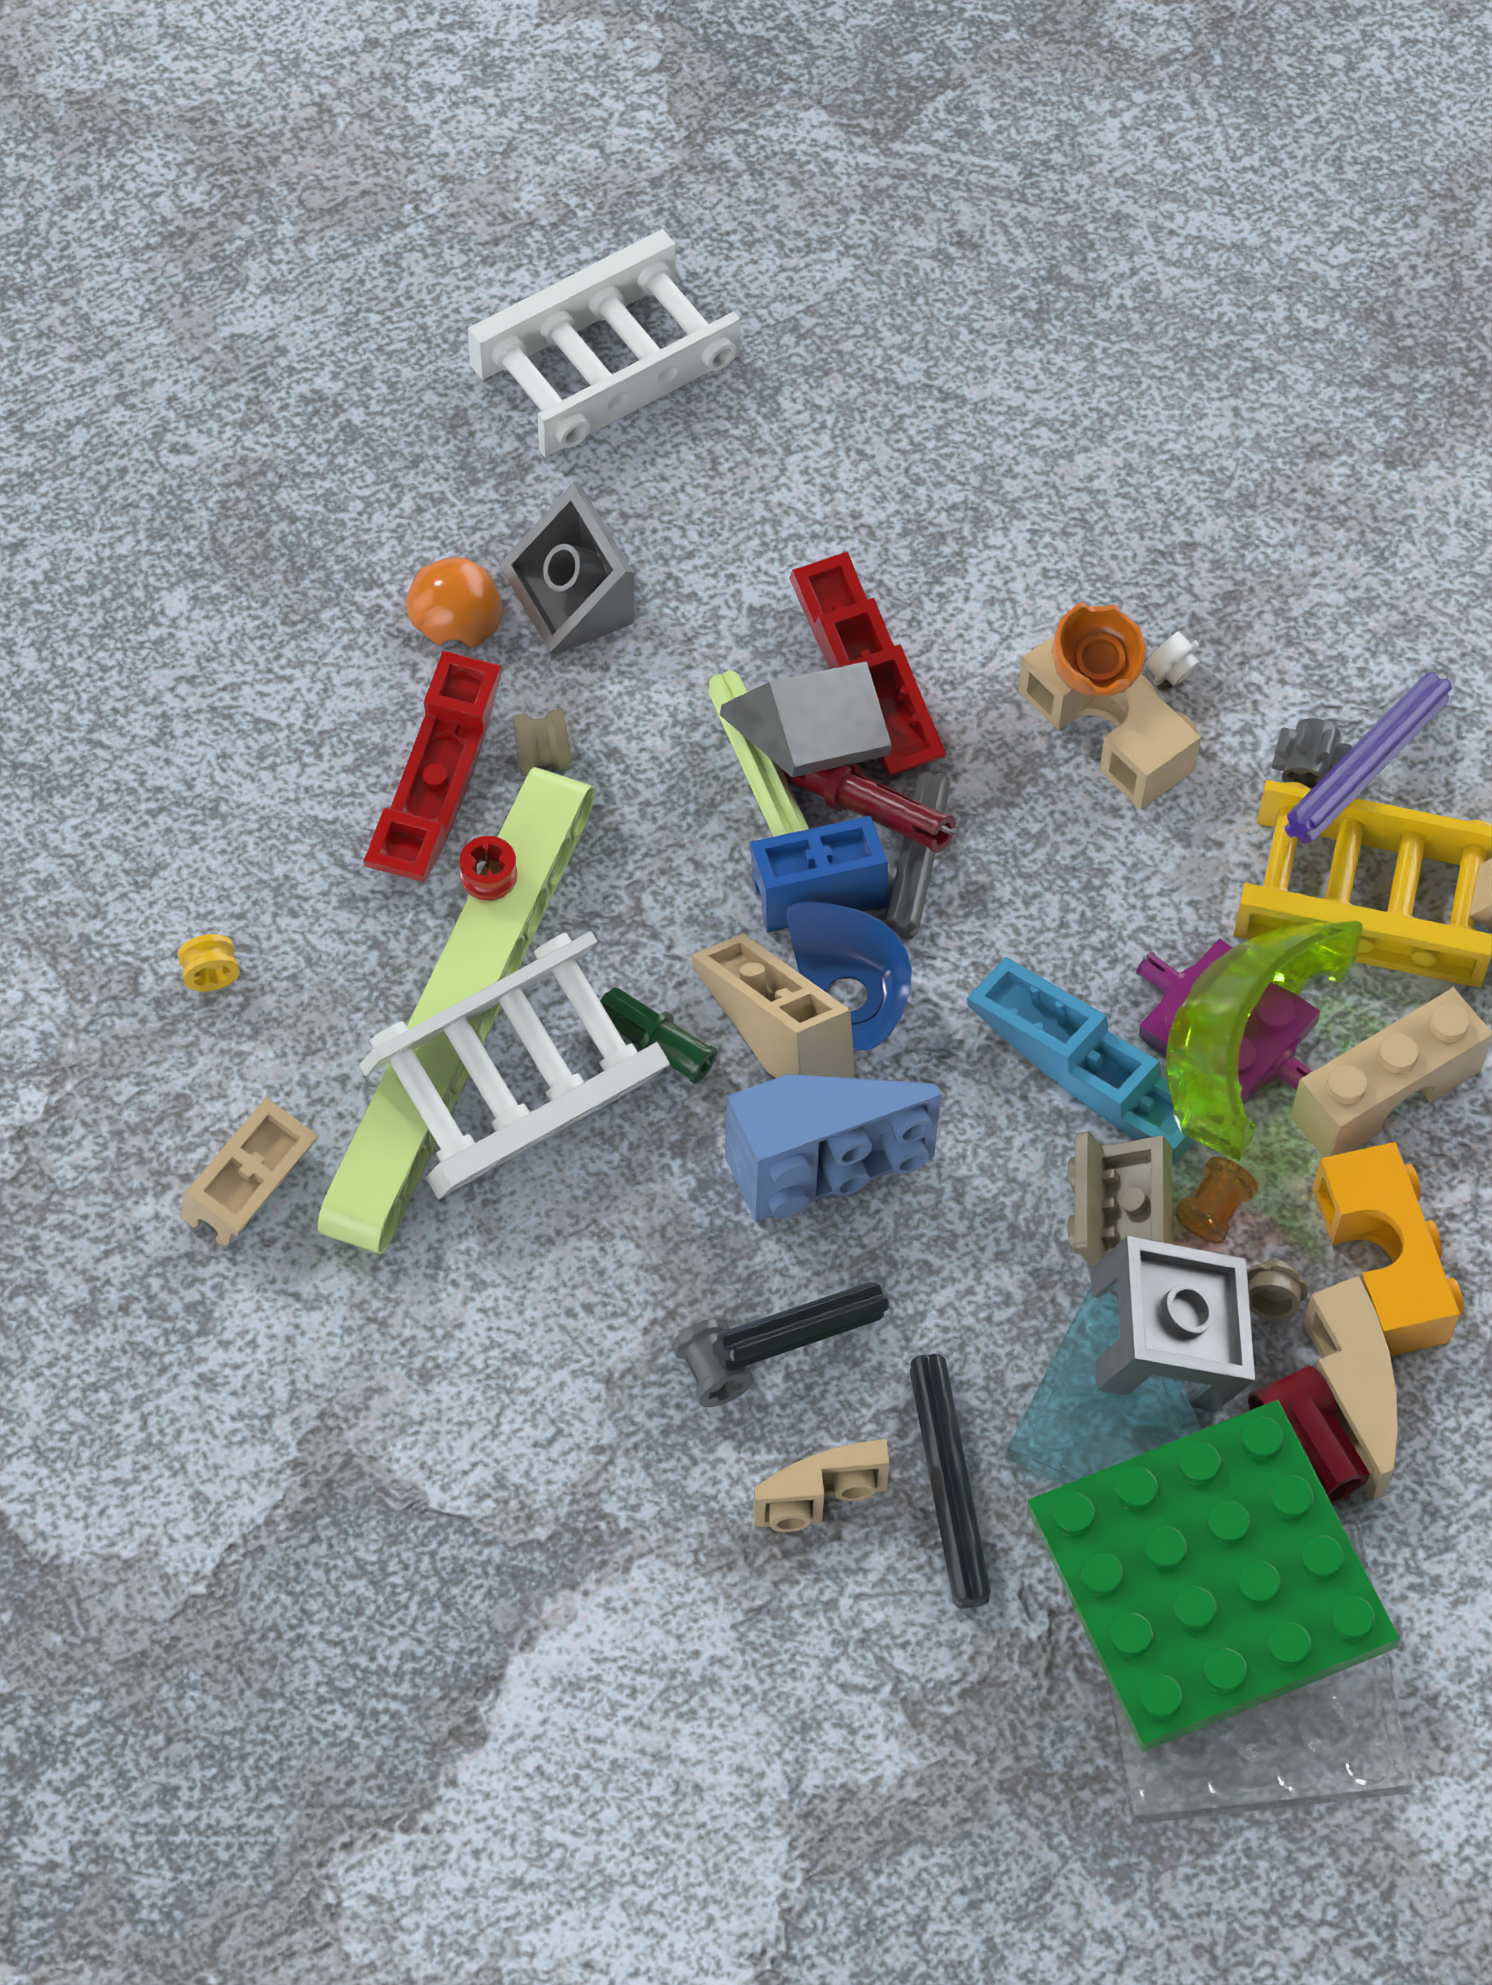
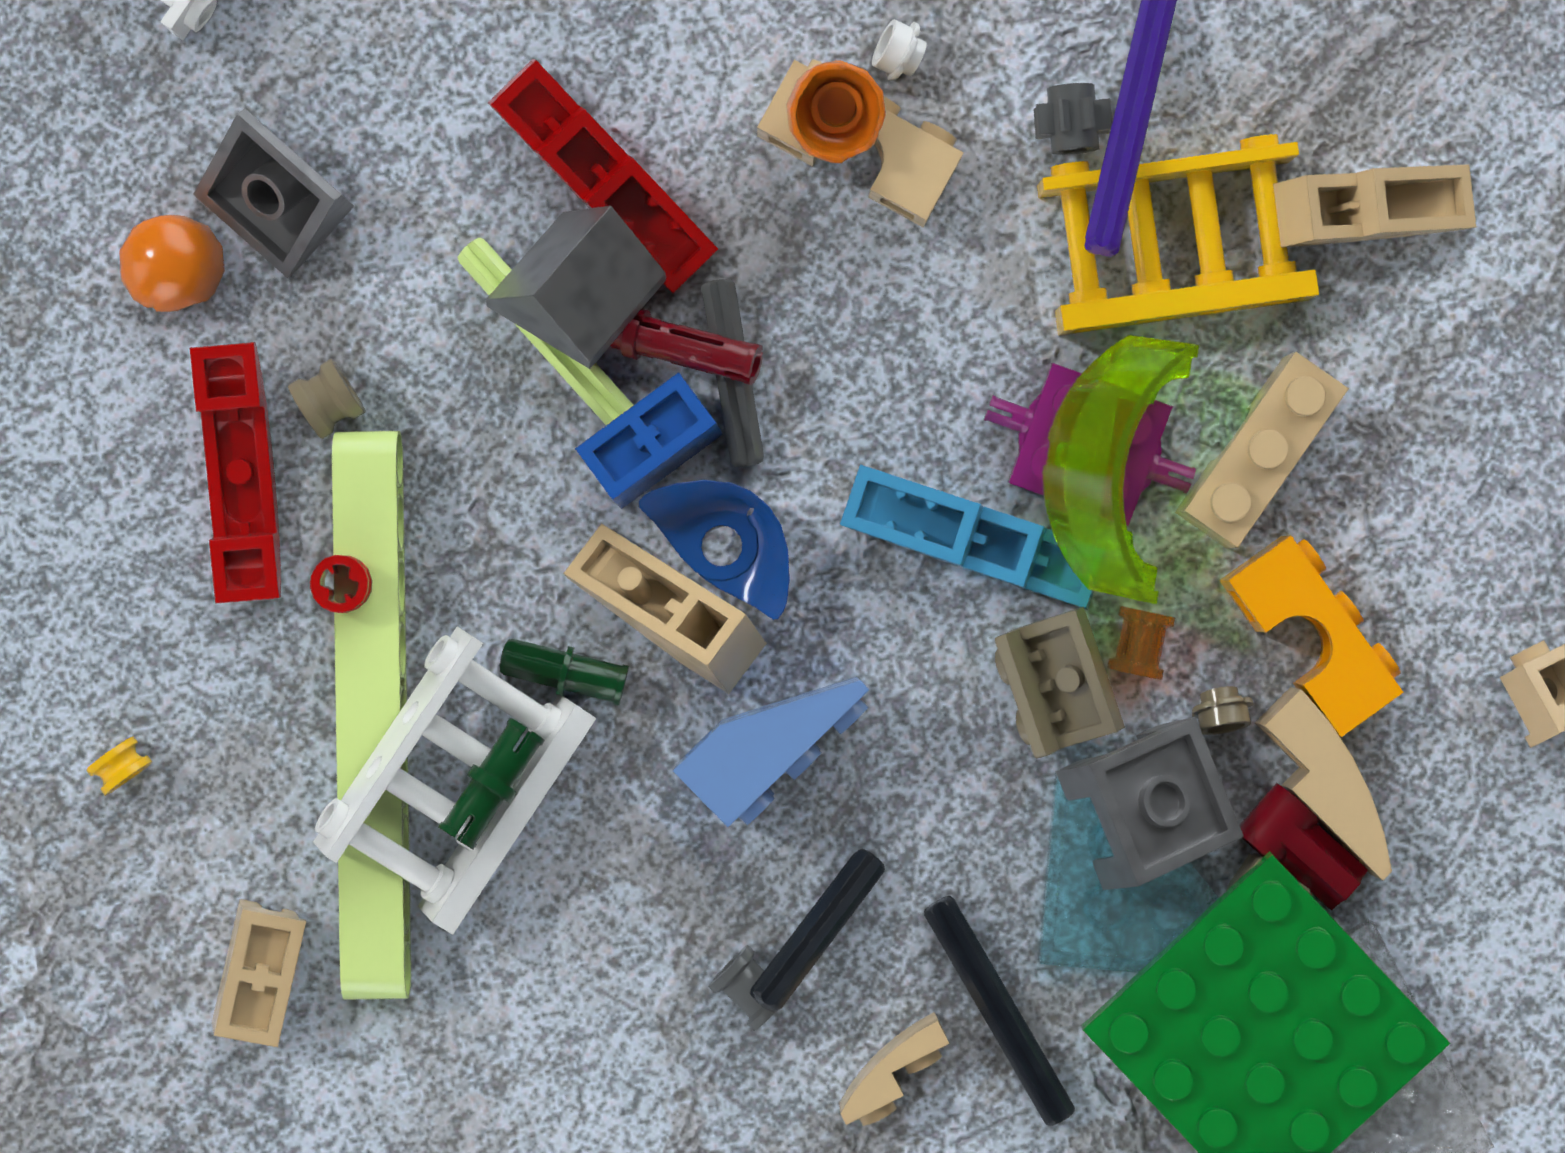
camera: 20 degrees left, 30 degrees up
(549, 1066) = (491, 783): none -> dark green pin

